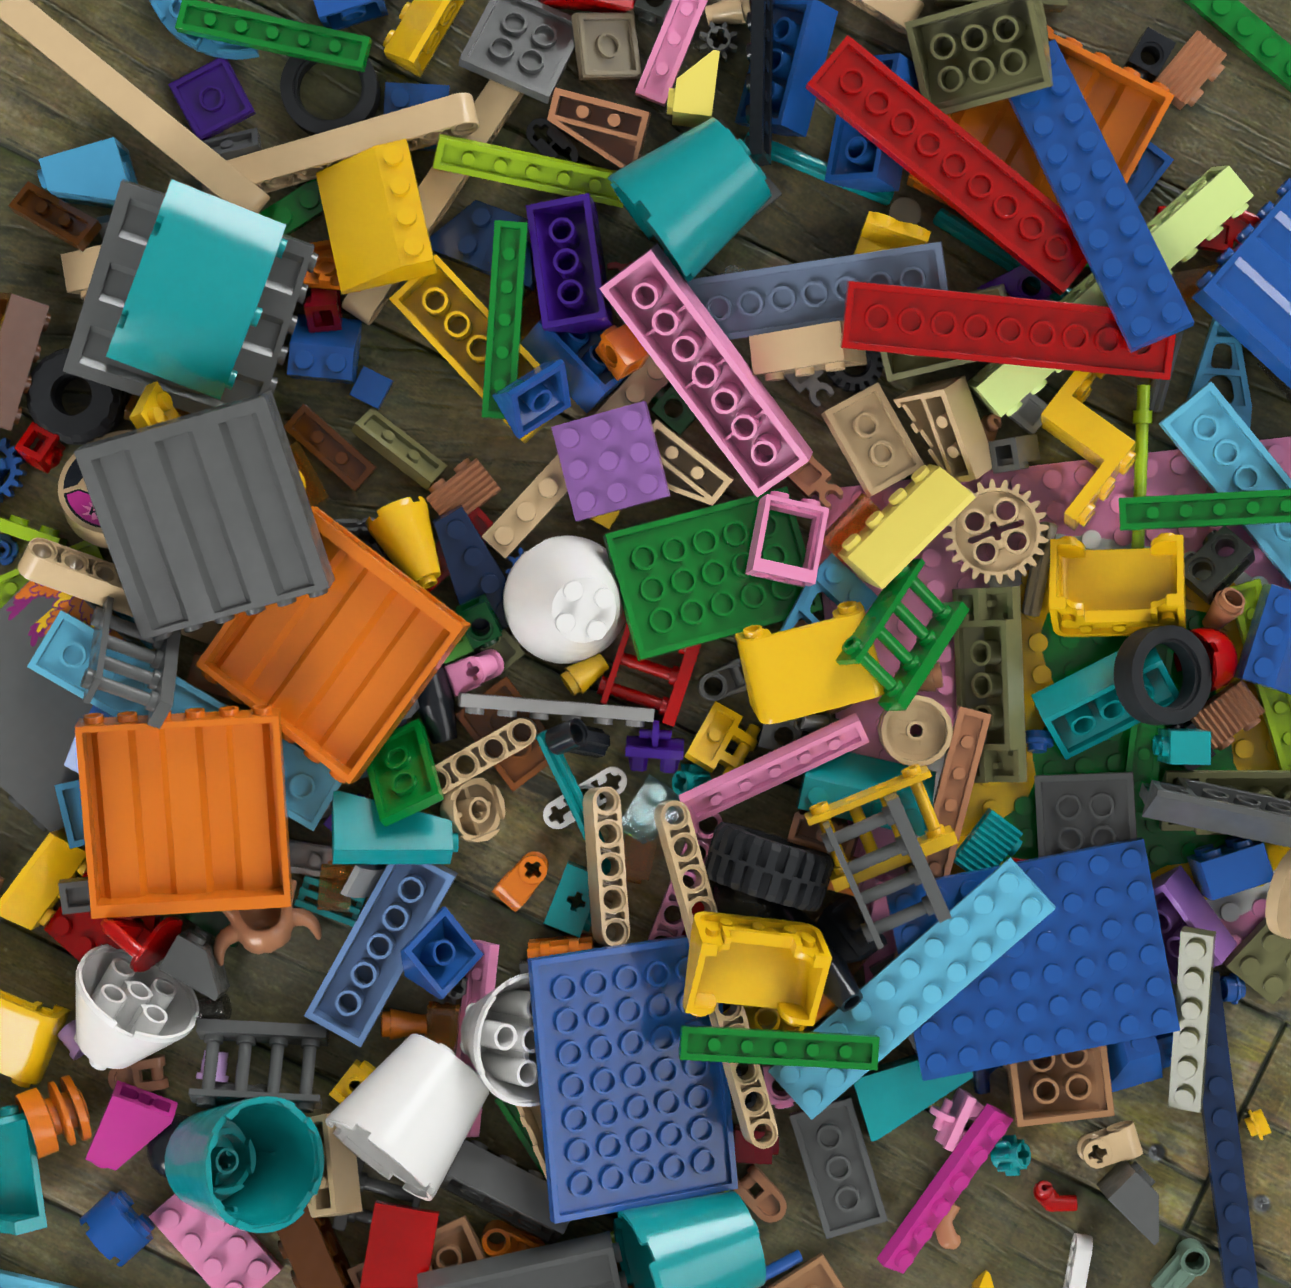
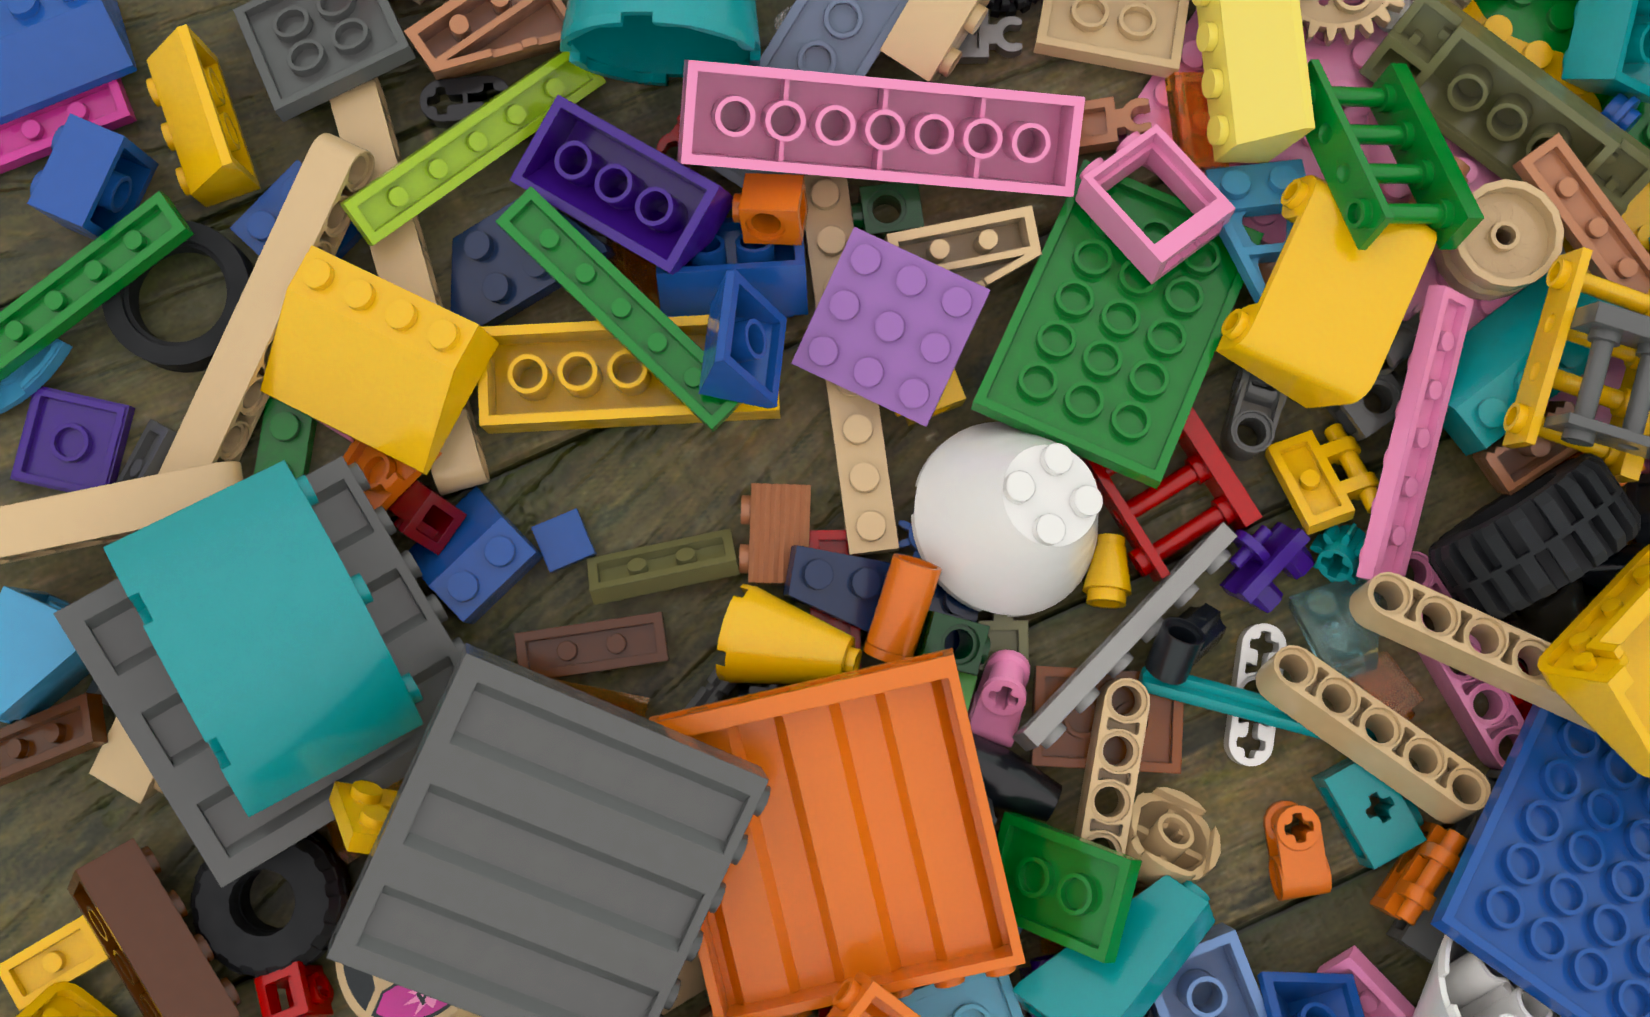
camera: 50 degrees left, 5 degrees down
(474, 585) = (902, 608): none -> orange pin

